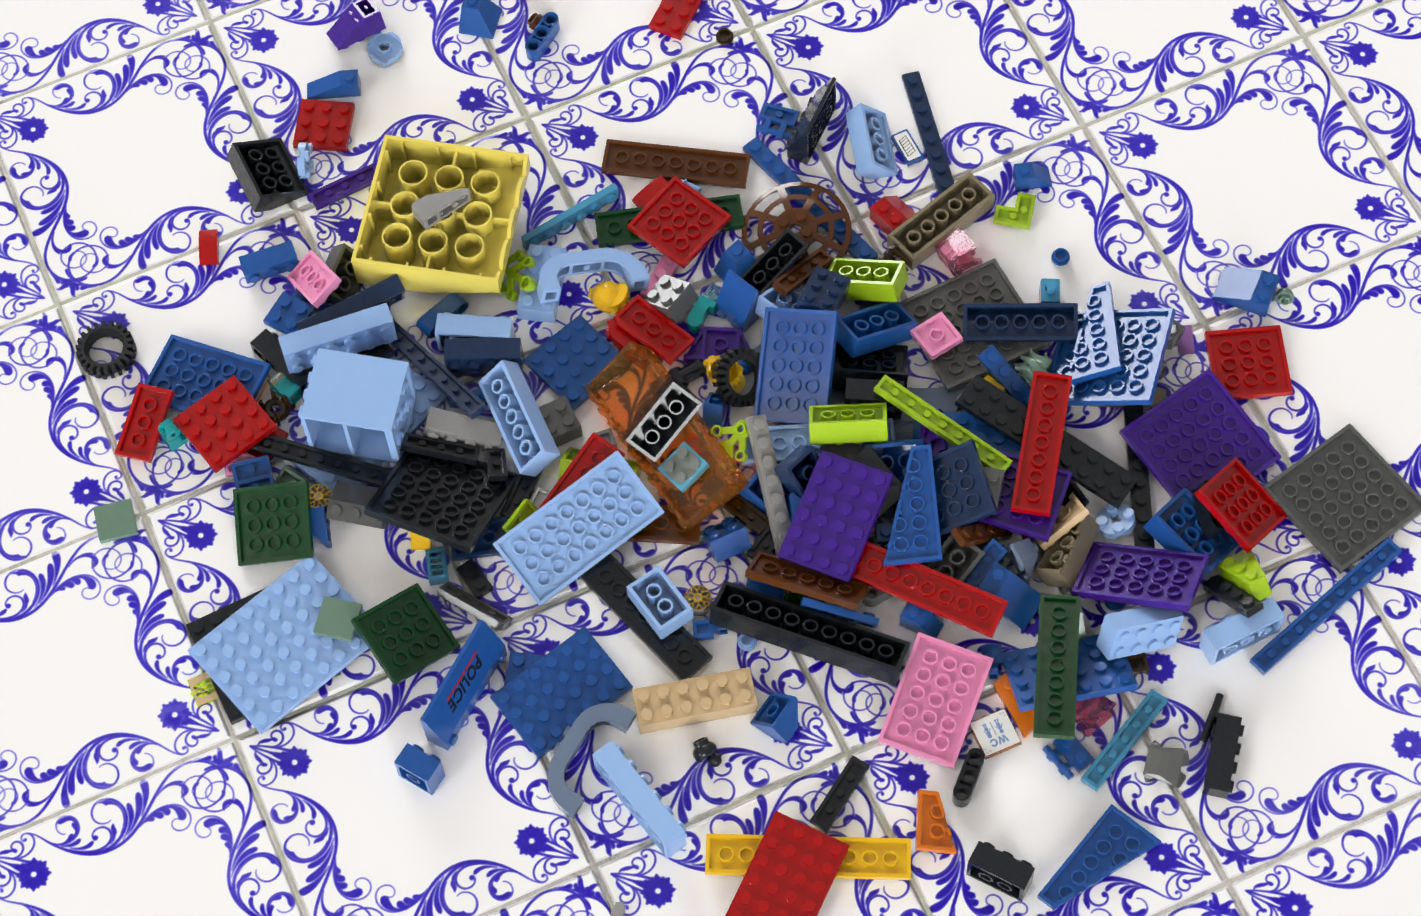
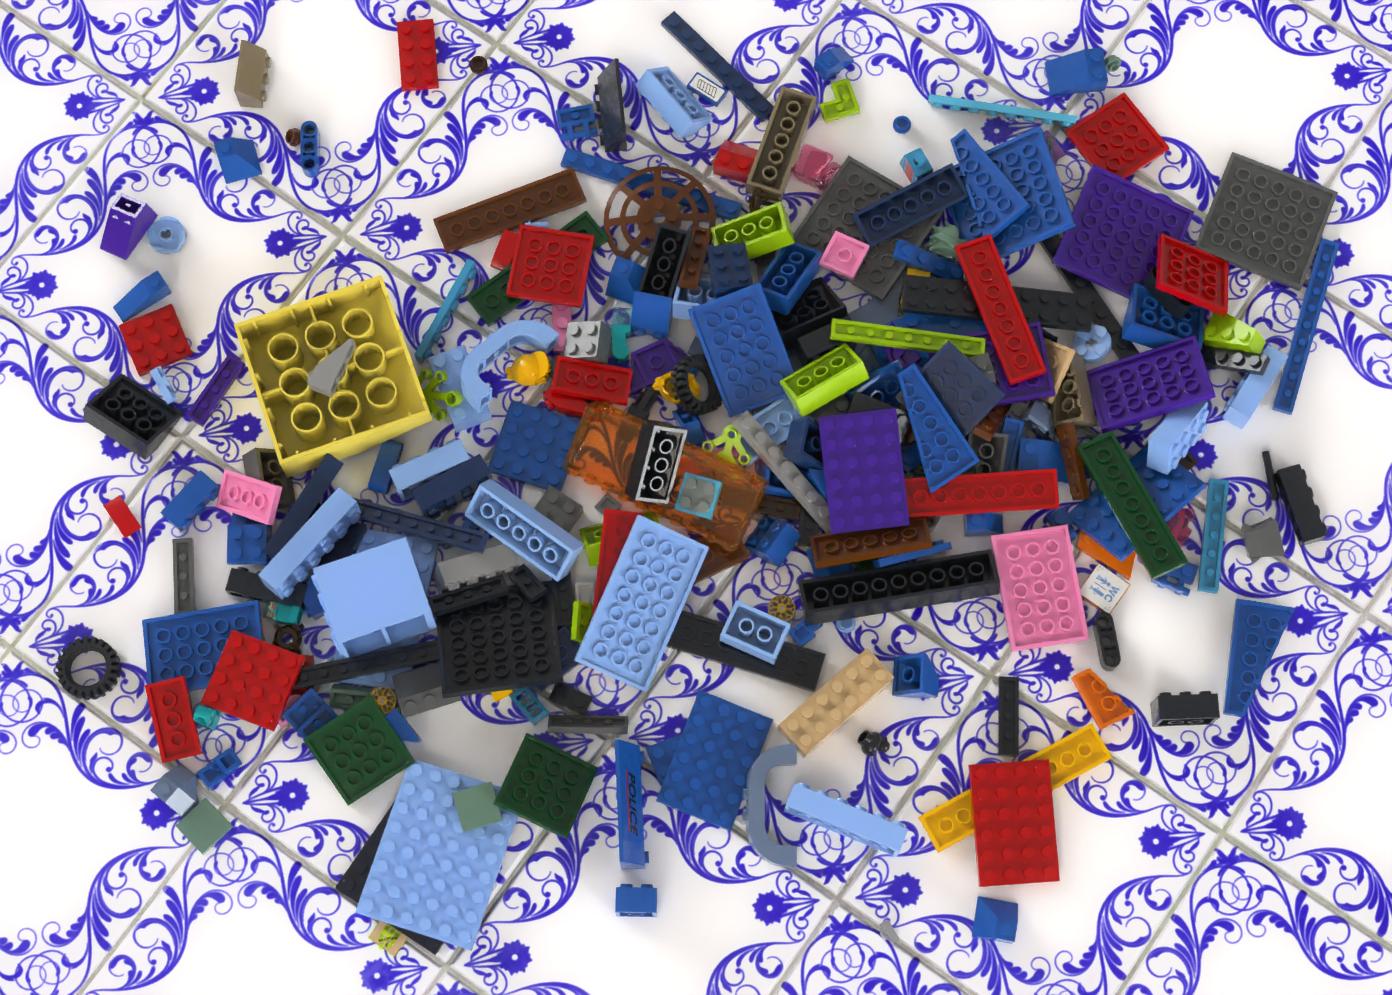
camera: 35 degrees left, 10 degrees up
(113, 479) = (178, 789): none -> sand blue slope
(156, 483) = (219, 769): none -> blue slope
(227, 316) = (183, 575): none -> dark grey plate
(1030, 613) = (1072, 461): none -> reddish brown plate
(1163, 291) = (1009, 111): none -> medium azure plate

